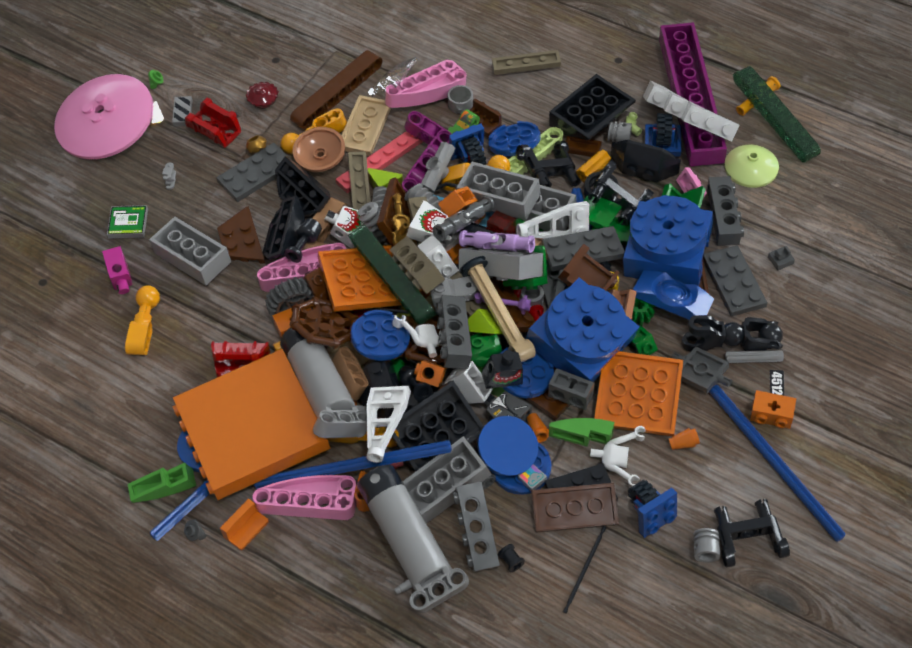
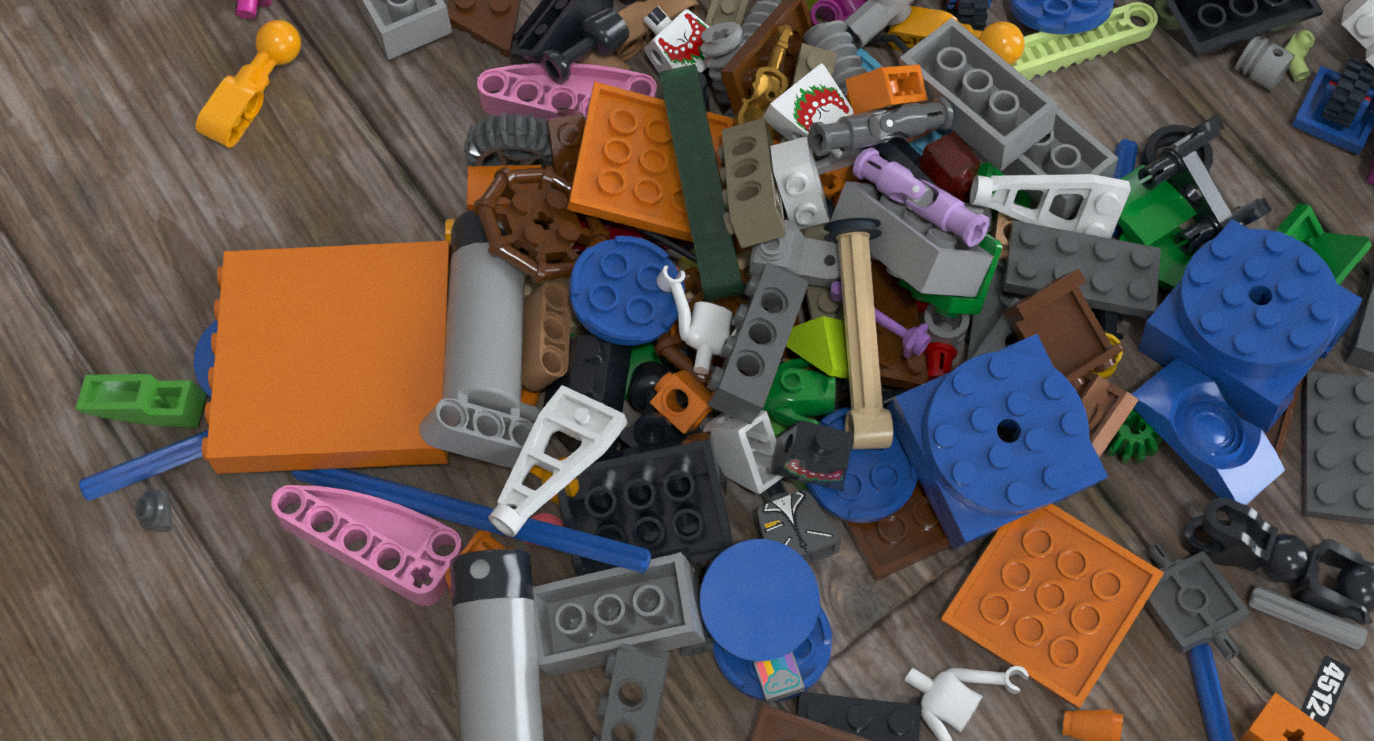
camera: 20 degrees right, 10 degrees up
(235, 355) = (369, 218): red piece -> none
(243, 525) = (240, 539): orange panel -> none
(538, 427) = (834, 582): orange cone -> none
(553, 167) = (1081, 79): black connector -> none
(571, 389) = (925, 540): dark grey brick -> none
(582, 430) = (914, 625): bright green slope -> none
(583, 147) = (1179, 64): reddish brown tile -> none
(593, 165) = (1185, 108): light orange axle -> none
(644, 160) = (1283, 139): black wedge -> none
(644, 342) = (1110, 500): green bracket -> none
(688, 180) = (1350, 213): bright pink hinge -> none

